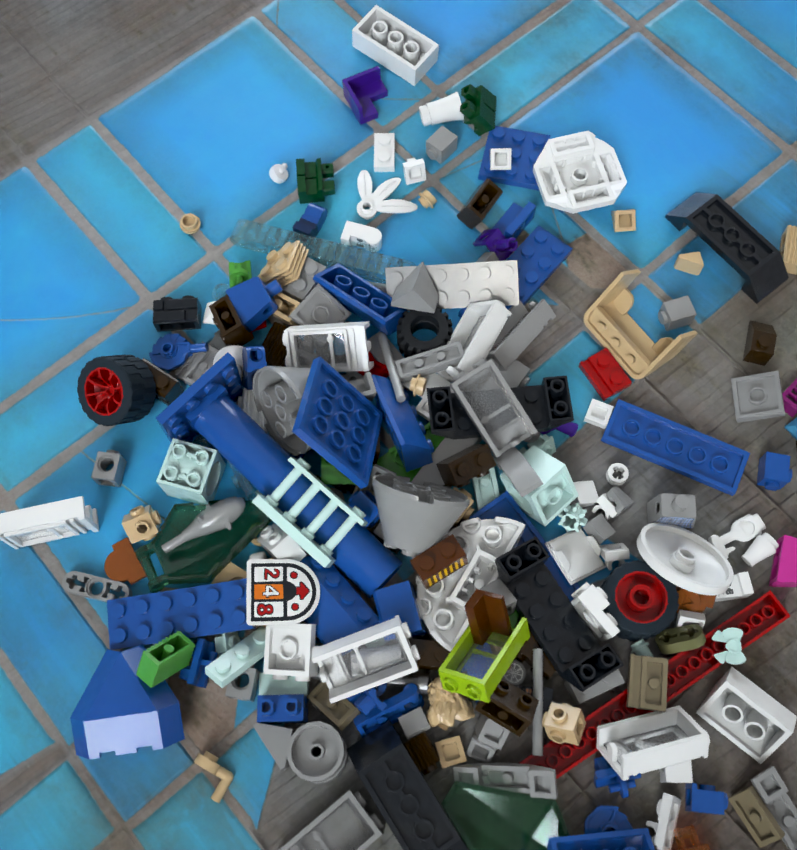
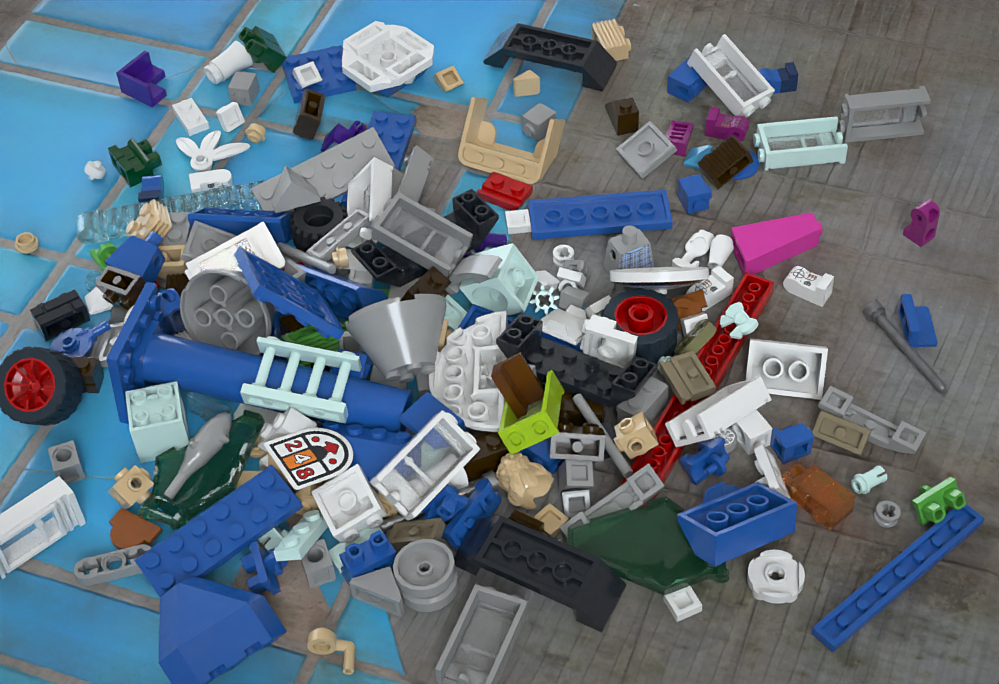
camera: 30 degrees left, 20 degrees down
(165, 659) = (228, 564): bright green brick -> none
(395, 45) = (152, 31): white brick -> none
(414, 723) = (501, 506): light grey slope -> none
(439, 561) = (446, 366): reddish brown brick -> none
(515, 220) = (349, 114): blue panel -> none

